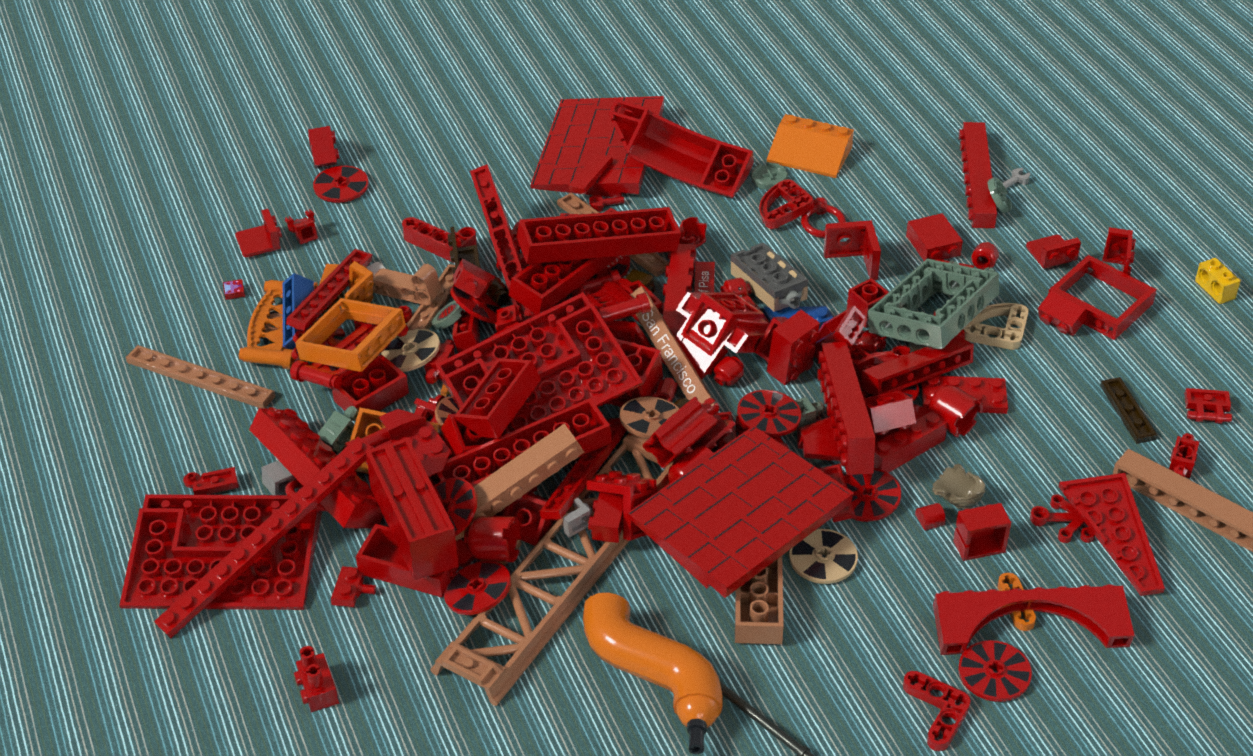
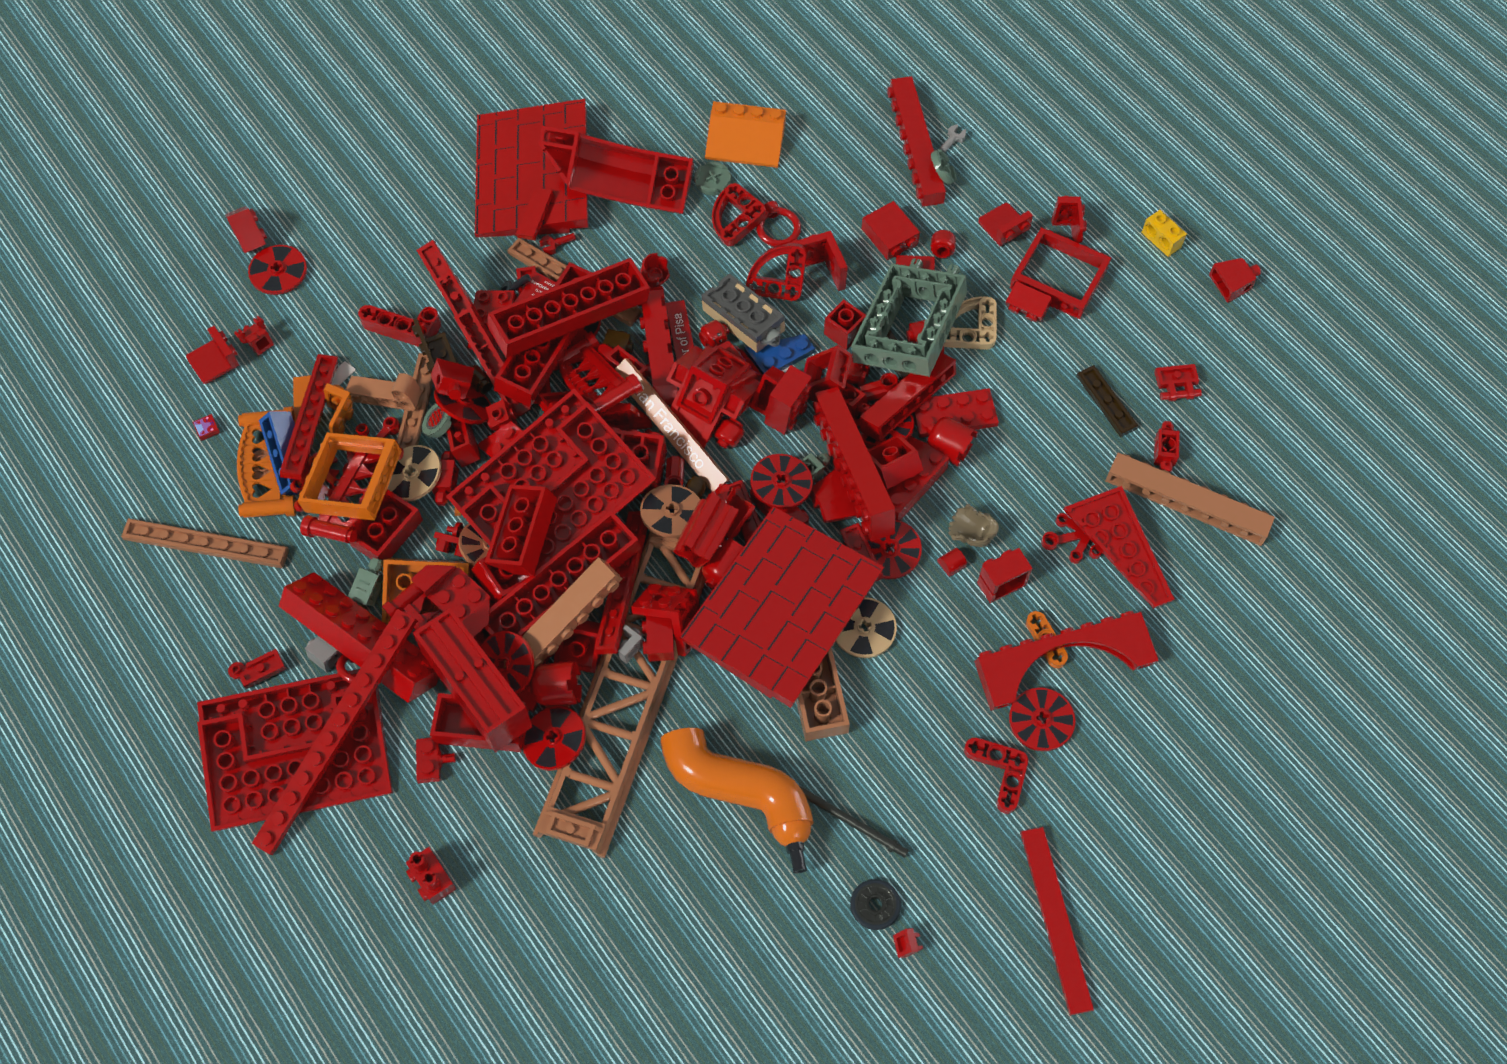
camera: 15 degrees left, 20 degrees up
(821, 259) = (789, 281): none -> red beam

